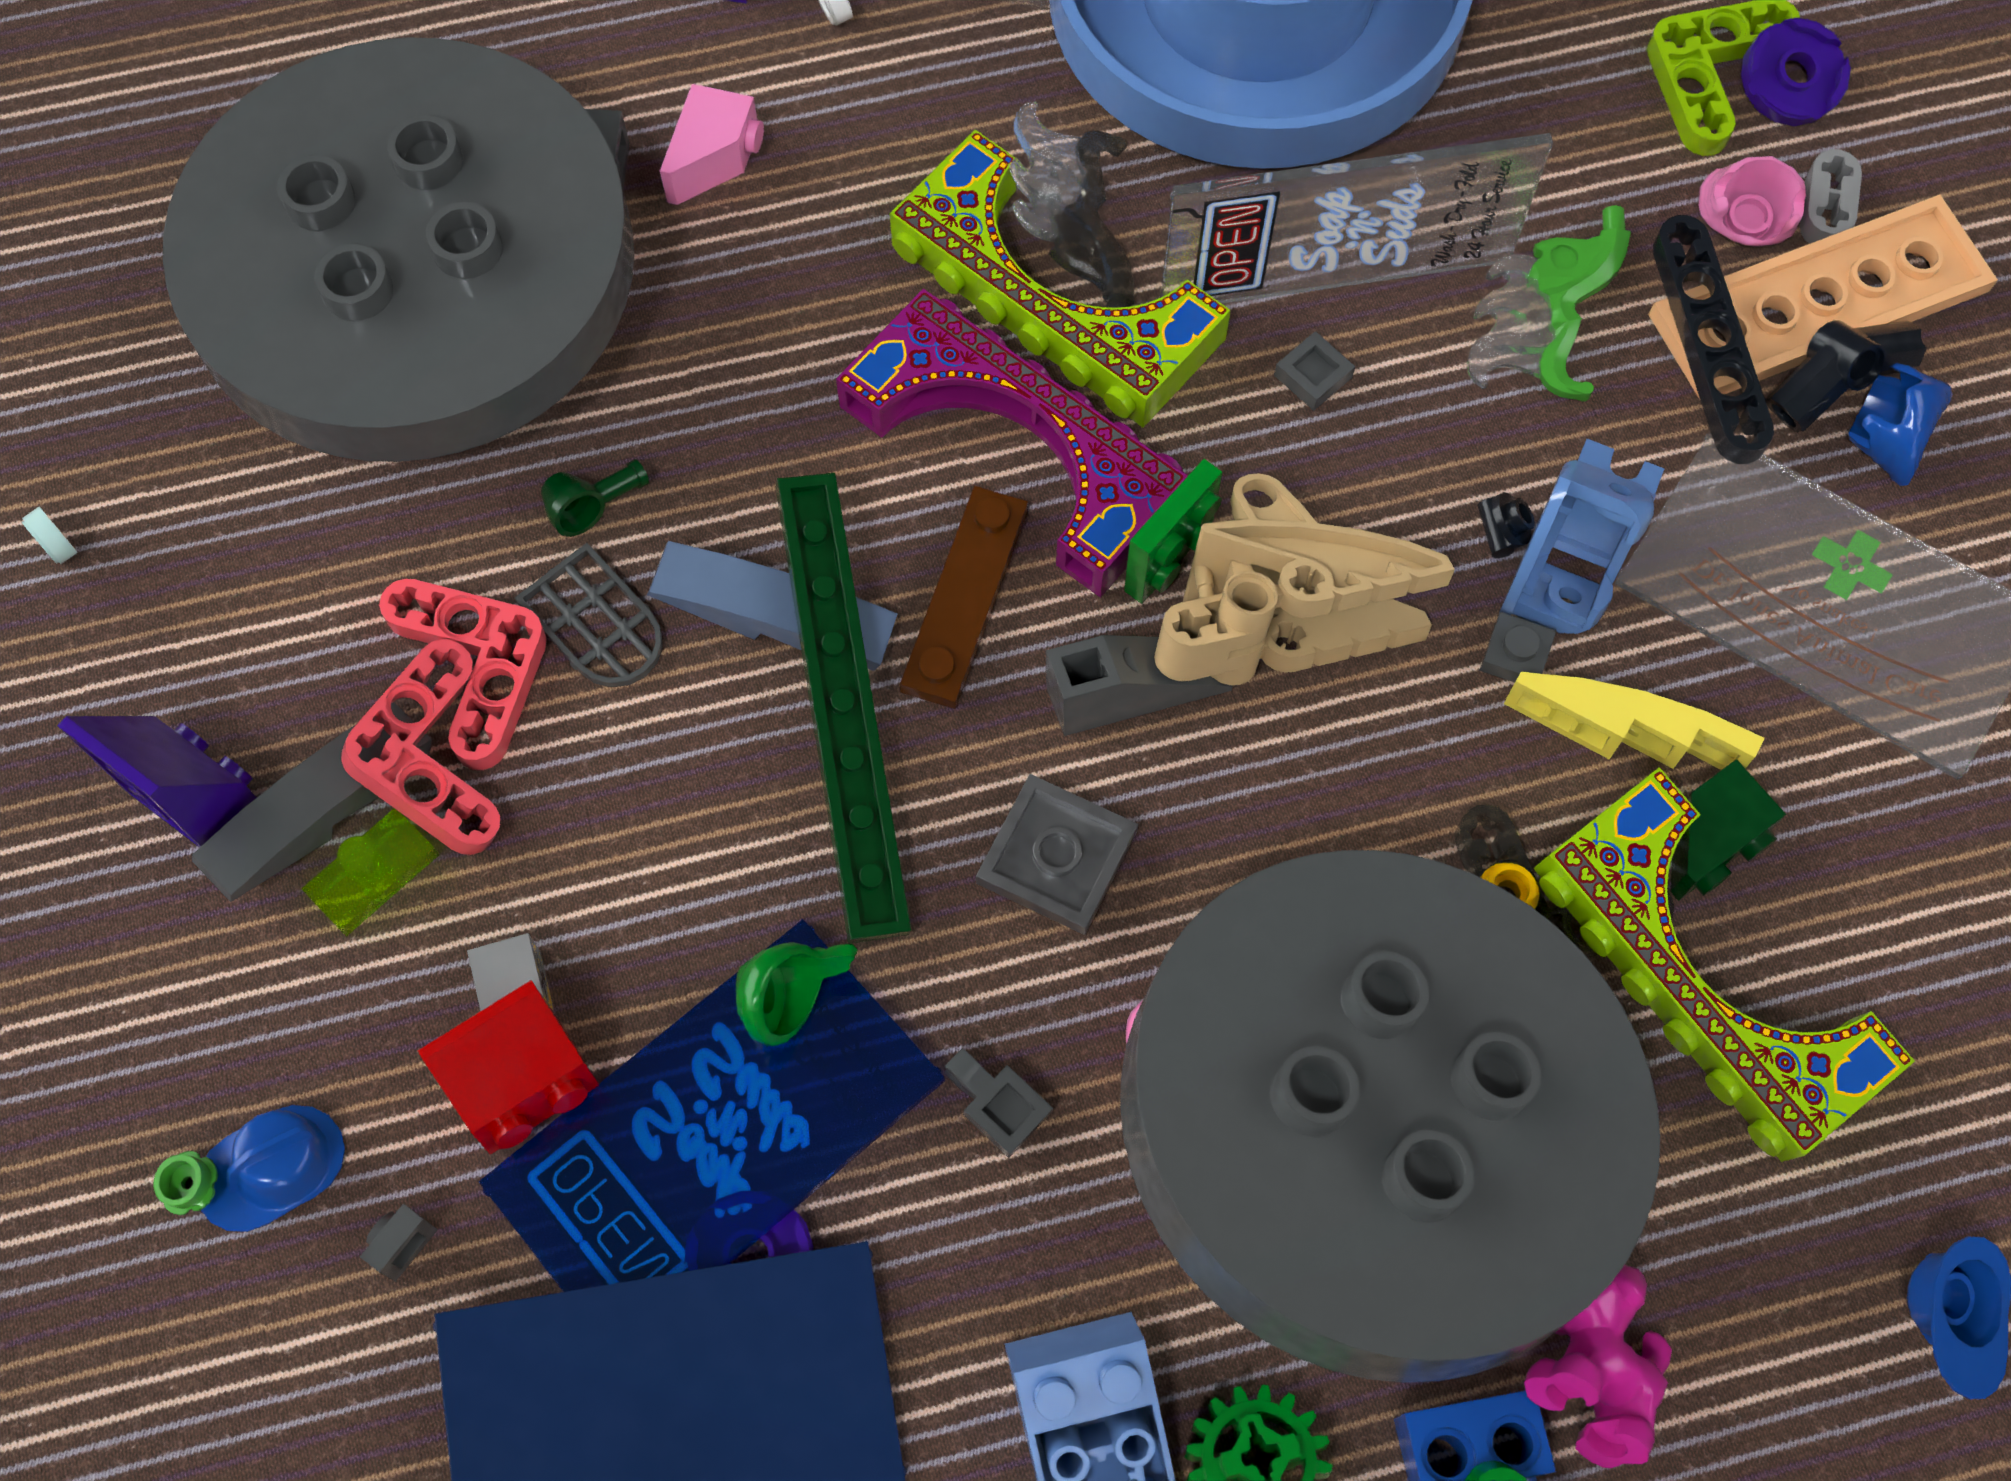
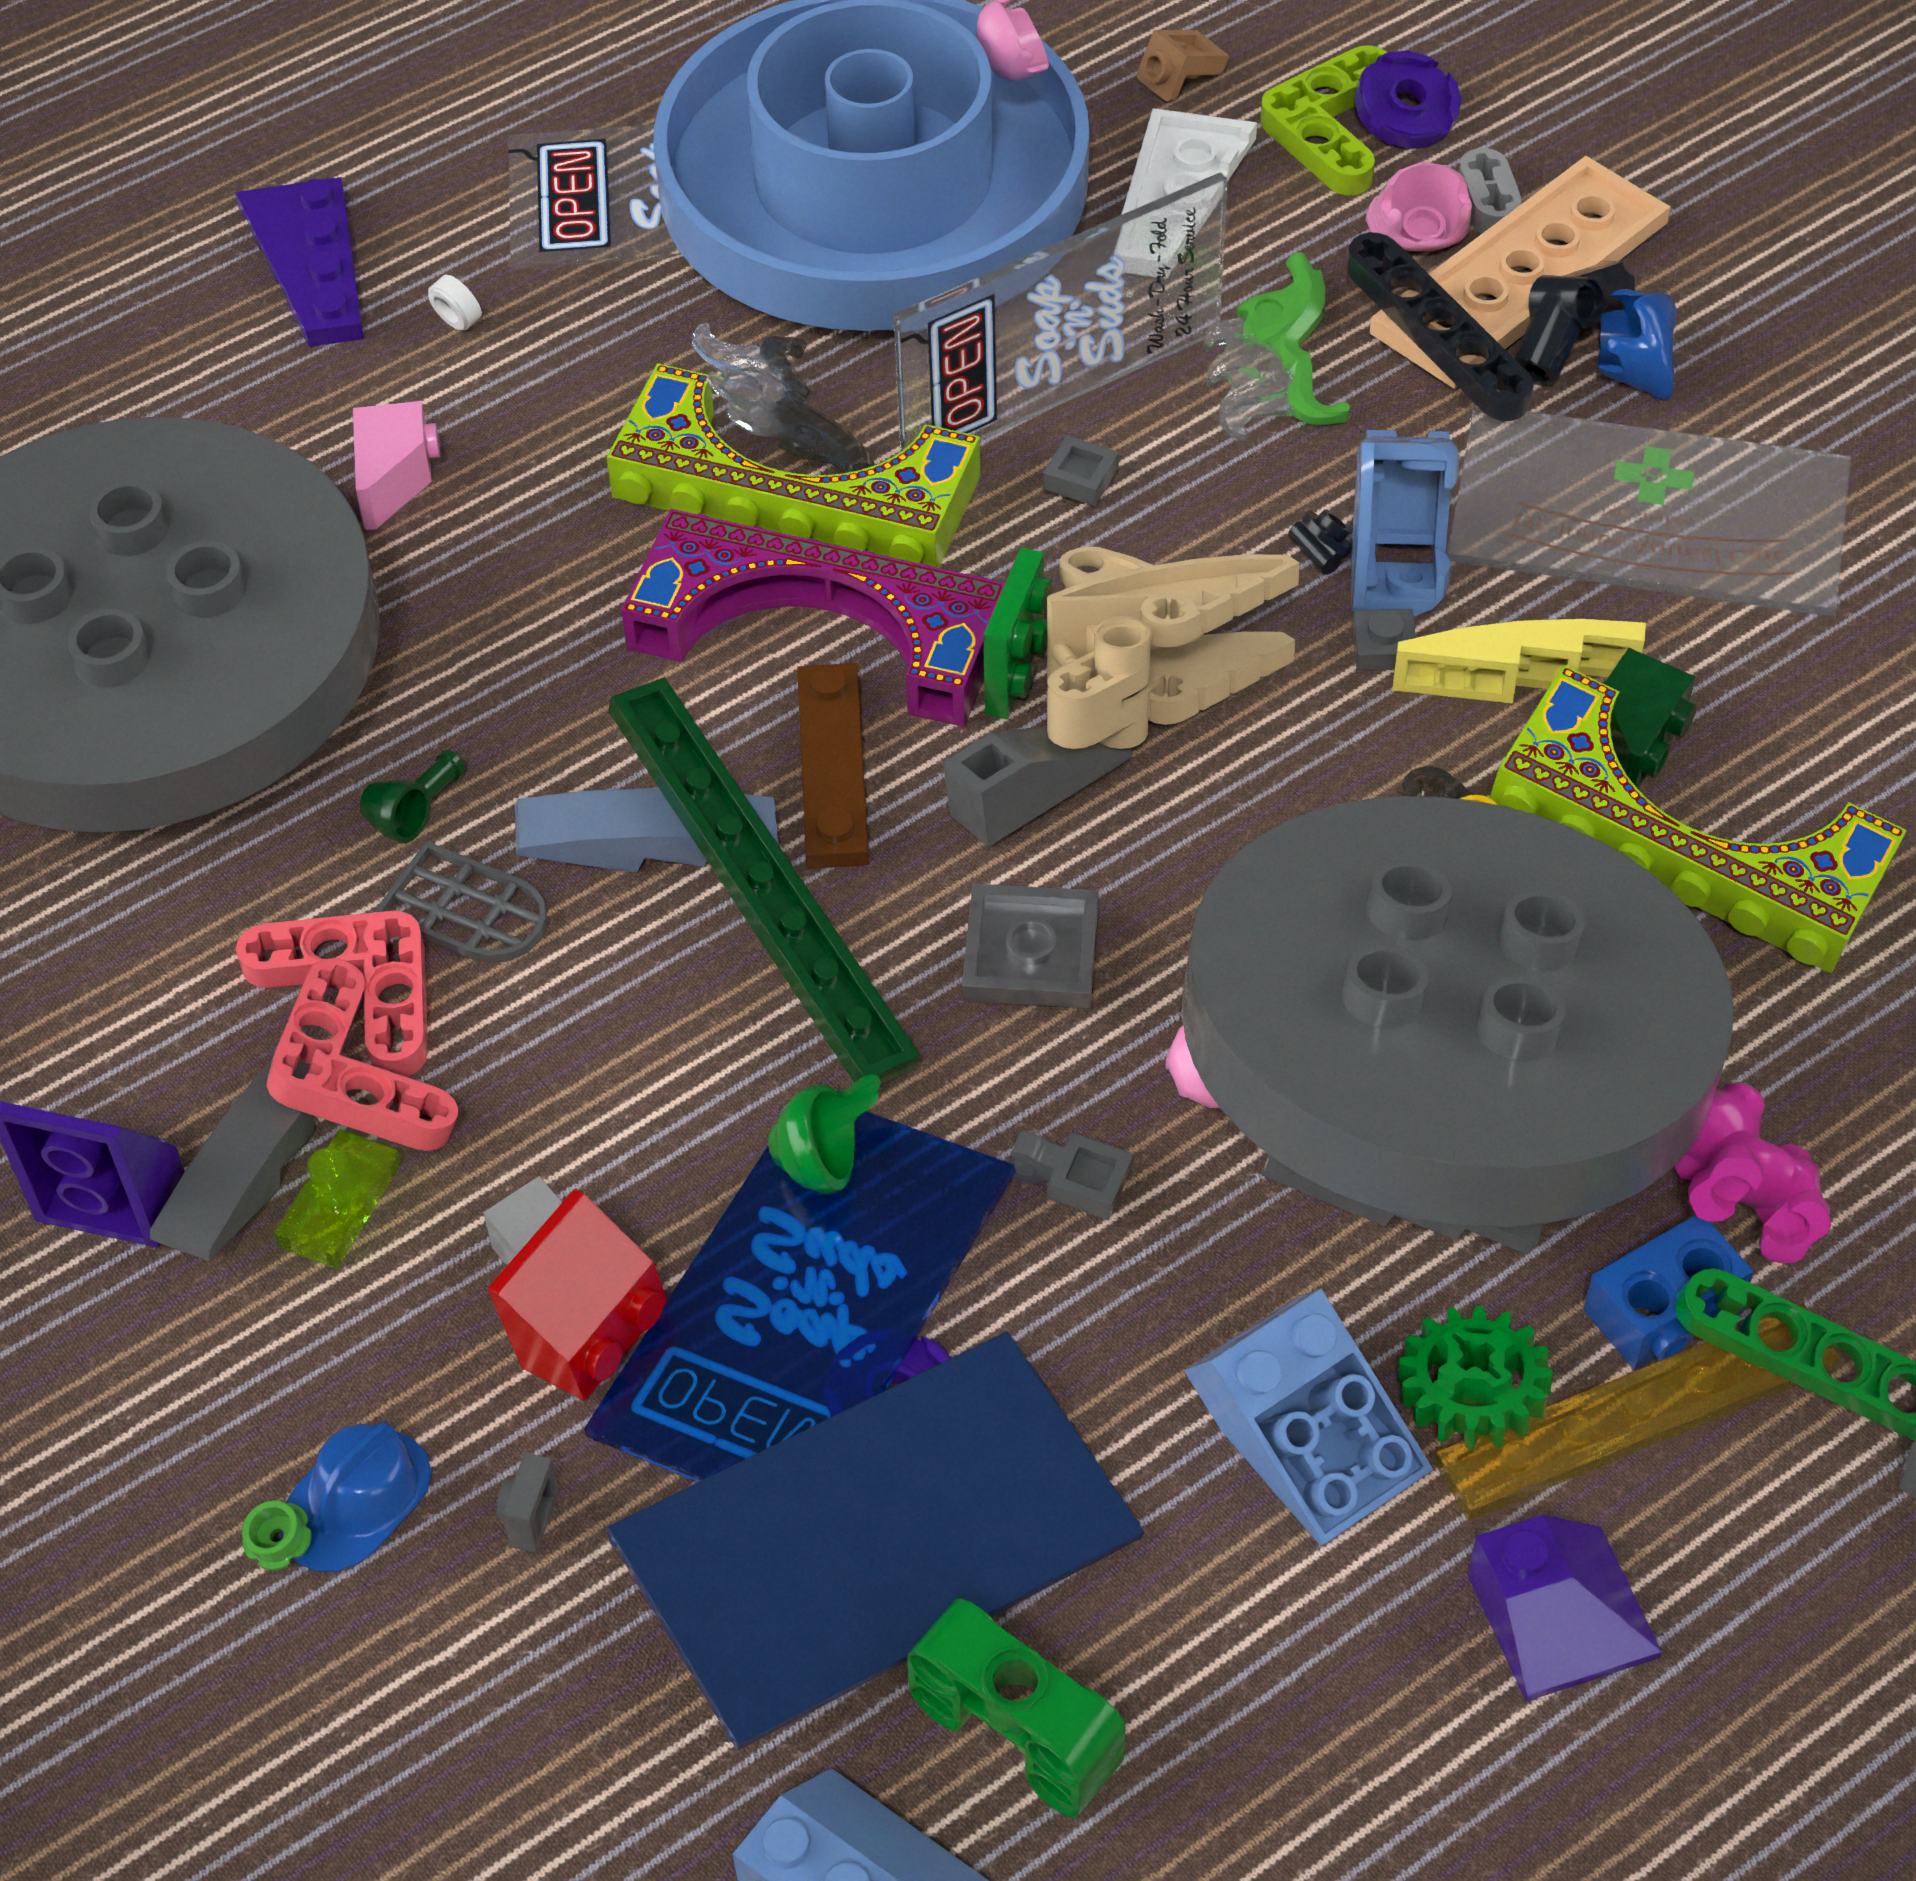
camera: 20 degrees left, 15 degrees down
(1543, 79) = (1185, 150): none -> white wing

